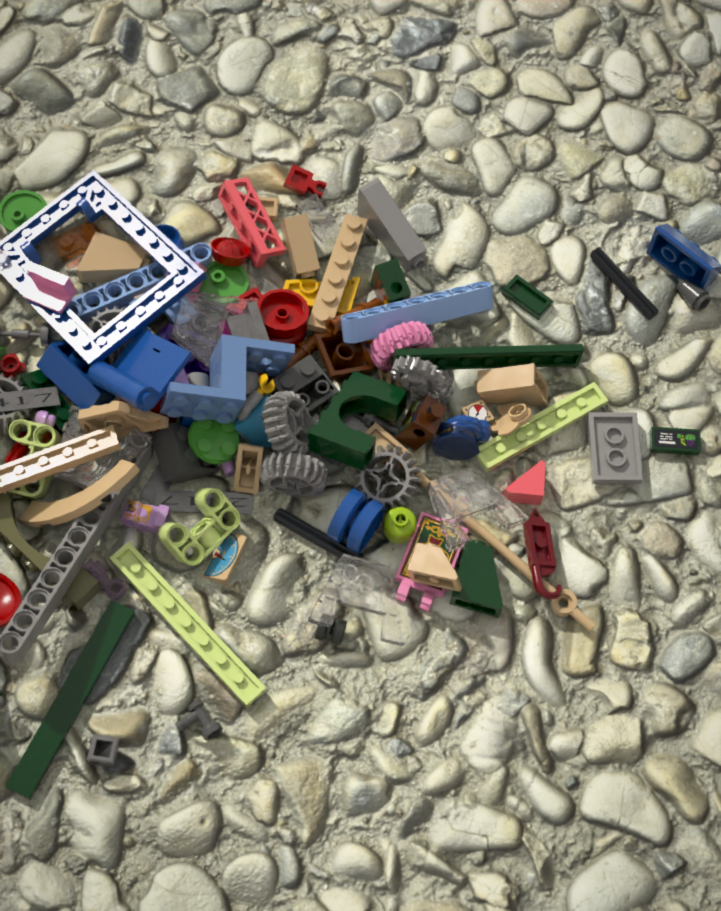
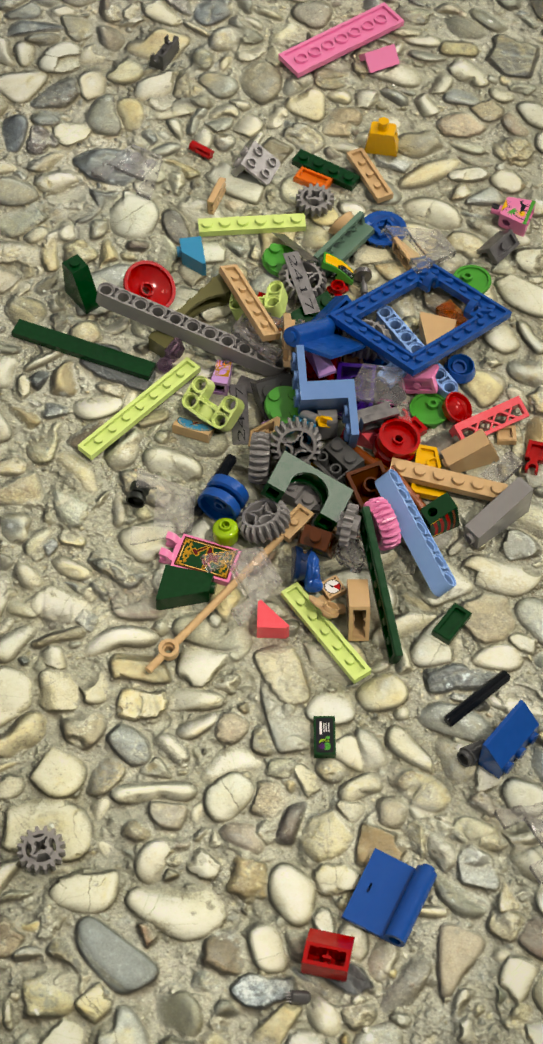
camera: 90 degrees right, 10 degrees down
(43, 418) = (290, 306): lavender arm -> none
(49, 288) = (393, 289): panel -> none
(81, 503) = (216, 319): tan tile -> none
(103, 751) = (43, 367): flat silver slope -> none
(197, 712) = (60, 427): dark grey piece -> none
(433, 568) = (187, 549): tan slope -> none
(540, 553) = (208, 629): dark red plate -> none
(614, 448) = (311, 687): light grey plate -> none

